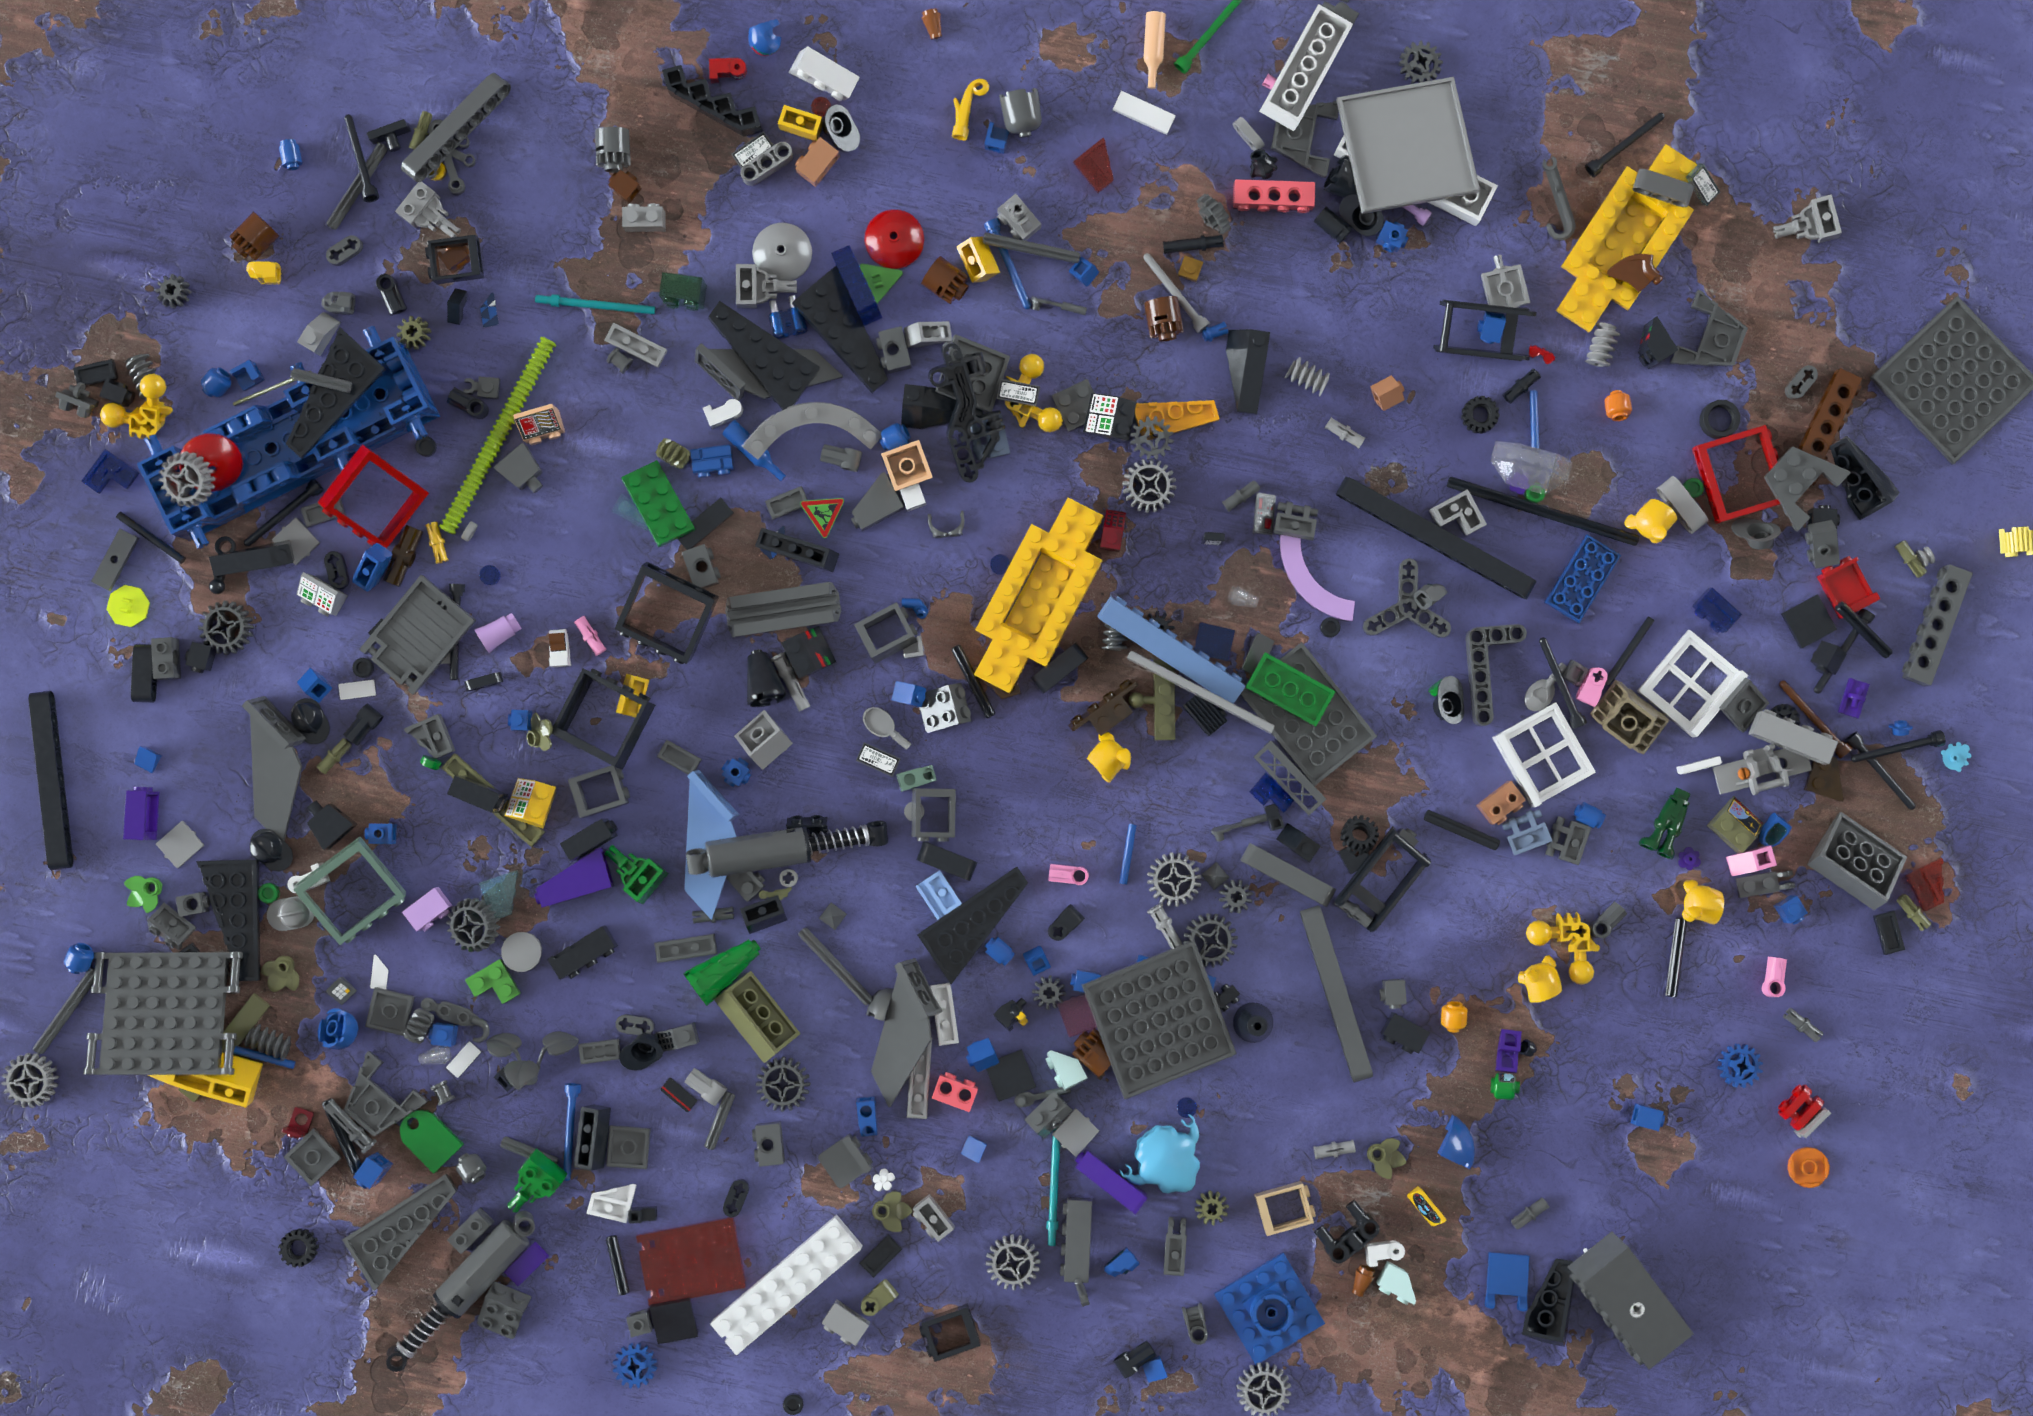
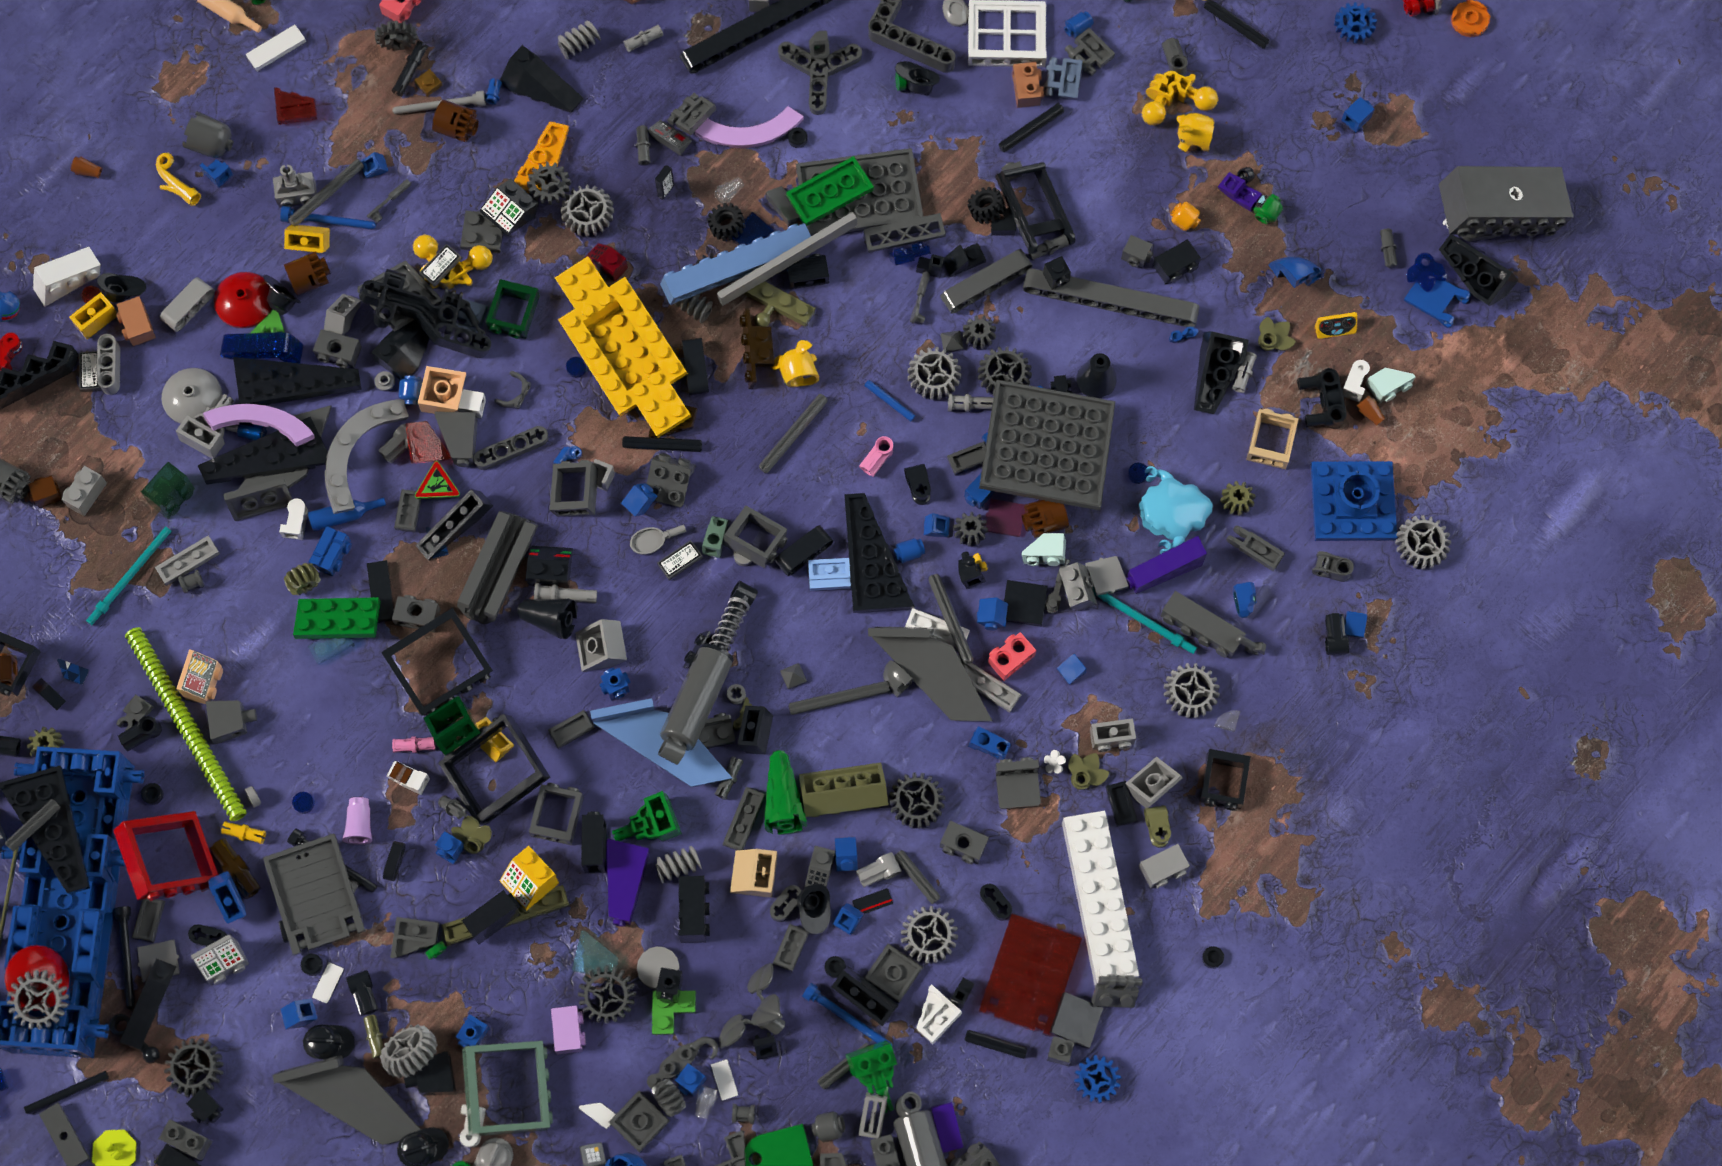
camera: 60 degrees left, 15 degrees down
(346, 797) = (408, 1051): none -> light grey gear
(507, 973) = (669, 985): none -> black brick
(511, 1195) = (875, 1098): none -> light grey tile
(553, 703) = (452, 807): none -> dark grey axle
(605, 1096) = (834, 966): none -> black tile
(614, 917) = (677, 863): none -> light grey piece
(618, 676) = (465, 727): none -> dark green window
(642, 984) = (754, 872): none -> tan slope
(652, 1084) = (848, 918): none -> blue slope
(657, 1162) = (936, 917): none -> light grey gear
(701, 1052) = (846, 854): none -> blue brick
(713, 1343) = (1116, 991): none -> dark grey plate
(793, 328) = (260, 415): none -> lavender tile
(851, 480) = (424, 443): none -> clear red wing
(859, 194) = (187, 304): none -> light grey beam
(890, 415) = (384, 386): none -> light grey plate
(895, 553) = (509, 444): none -> dark grey beam
(908, 1277) = (1152, 782): none -> light grey slope
(913, 269) = (279, 297): none -> black piece
(956, 1023) = (951, 619): none -> dark grey axle
(1006, 1306) = (1228, 720): none -> clear tile
(1039, 473) = (517, 291): none -> dark green window
(1048, 788) = (793, 433): none -> dark grey axle
(1114, 952) = (967, 458): none -> dark grey tile
(1206, 625) = (721, 214): none -> black tyre
(1325, 937) = (1057, 272): none -> black brick
(1326, 1123) = (1217, 368): none -> black wedge
(1344, 1079) = (1188, 333): none -> blue piece
(1522, 1262) = (1427, 274): none -> clear blue plate

